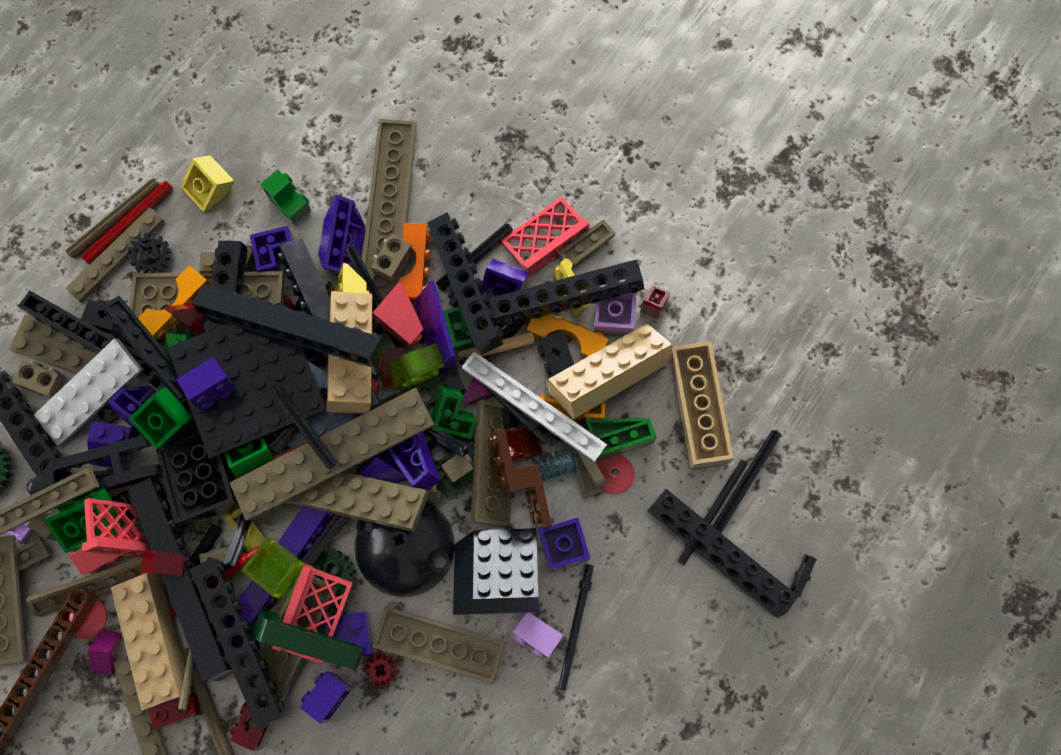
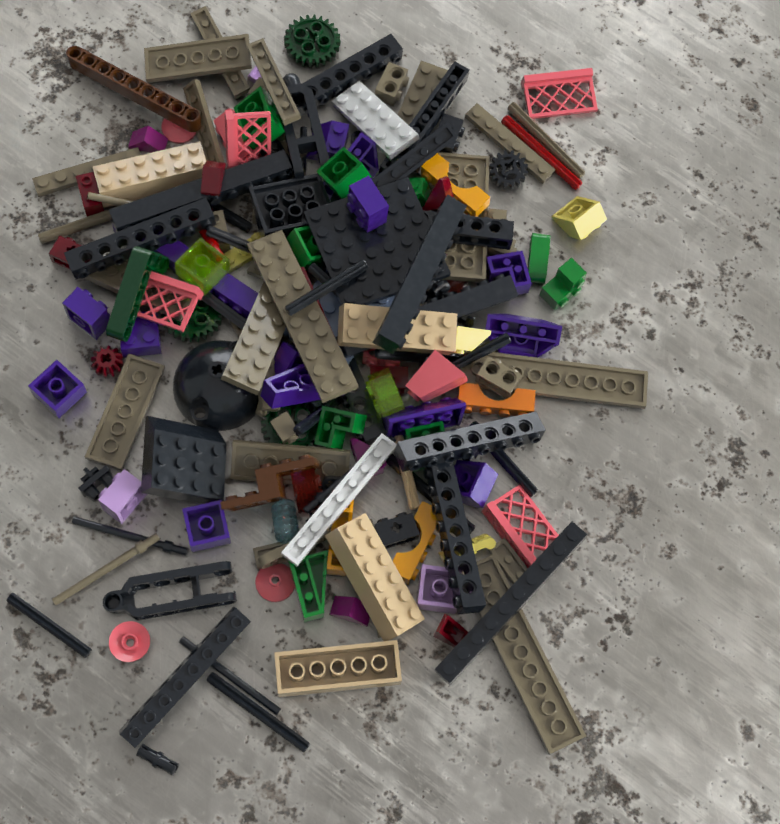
camera: 80 degrees right, 5 degrees down
(39, 207) = (556, 79): none -> coral fence
(251, 222) = (538, 257): none -> green beam
(416, 721) = (57, 388): none -> dark purple brick
(528, 674) = (93, 480): none -> black hips
(589, 613) = (140, 547): none -> dark tan bar
(627, 241) = (510, 603): none -> black brick
(639, 398) = (350, 609): none -> magenta slope
(646, 625) = (123, 599): none -> black piece
(676, 703) = (49, 625): none -> black axle
(678, 231) = (530, 667): none -> dark tan plate
(694, 605) = (129, 631): none -> coral dish

